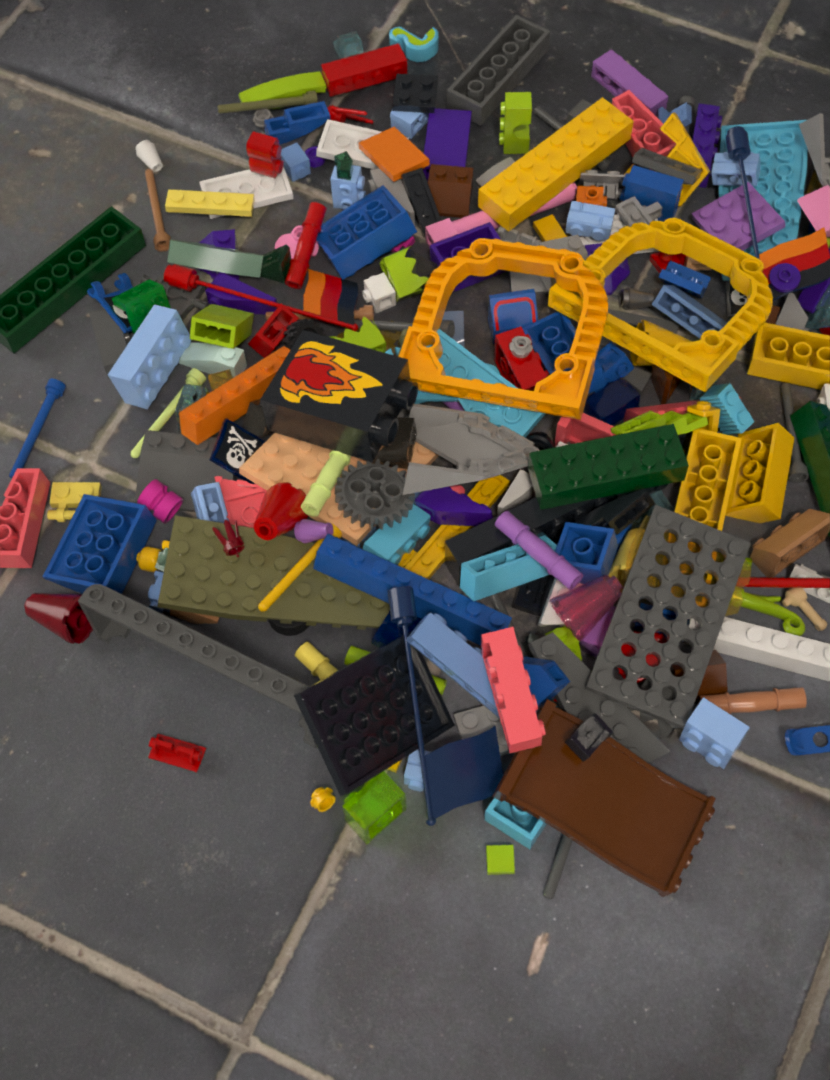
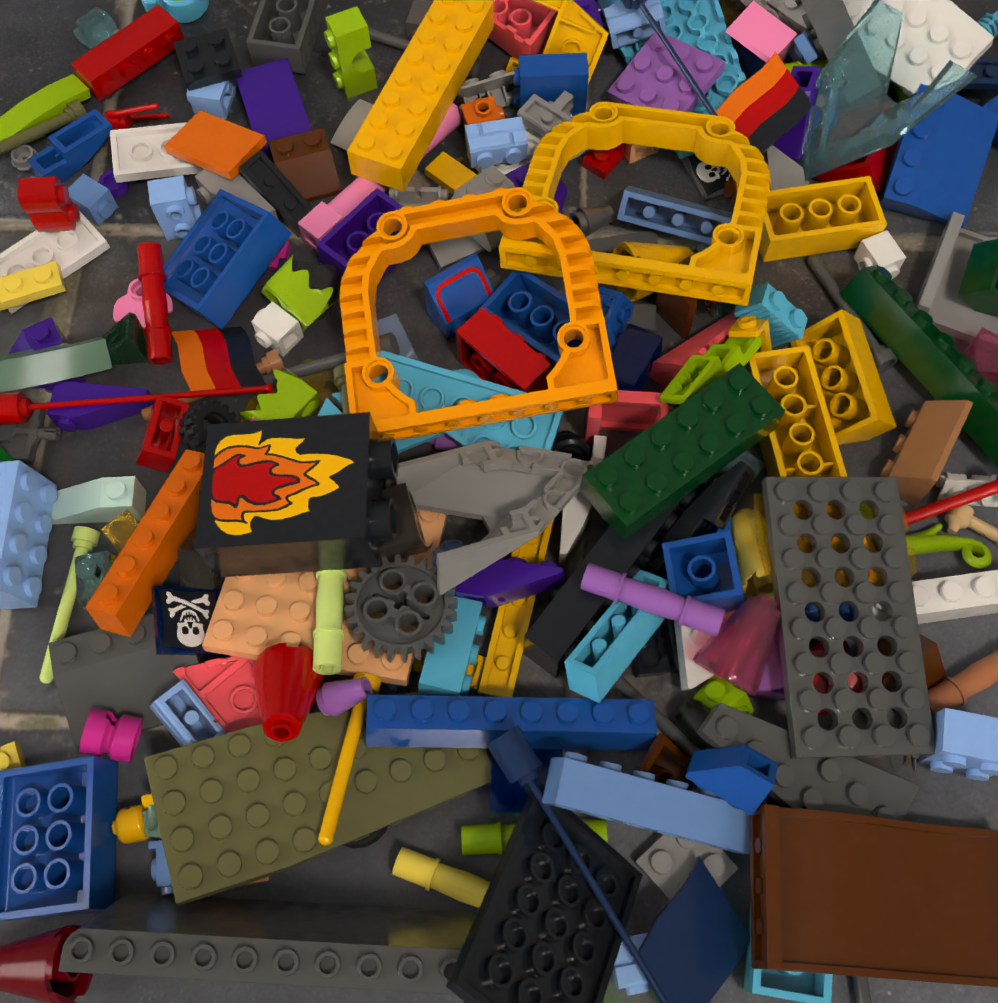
camera: 25 degrees left, 5 degrees up
(221, 326) = (89, 455): lime brick -> none
(234, 544) = (246, 762): dark red piece -> none
(344, 166) = (161, 181): clear green piece -> none
(511, 690) = (726, 824): coral wedge -> none
(521, 351) = (496, 341): light grey plate -> none
(588, 736) = (839, 834): black bracket -> none
(666, 165) = (557, 42): dark grey plate -> none
(685, 279) = (638, 173): blue bracket -> none
(784, 277) = (759, 128): dark purple piece -> none

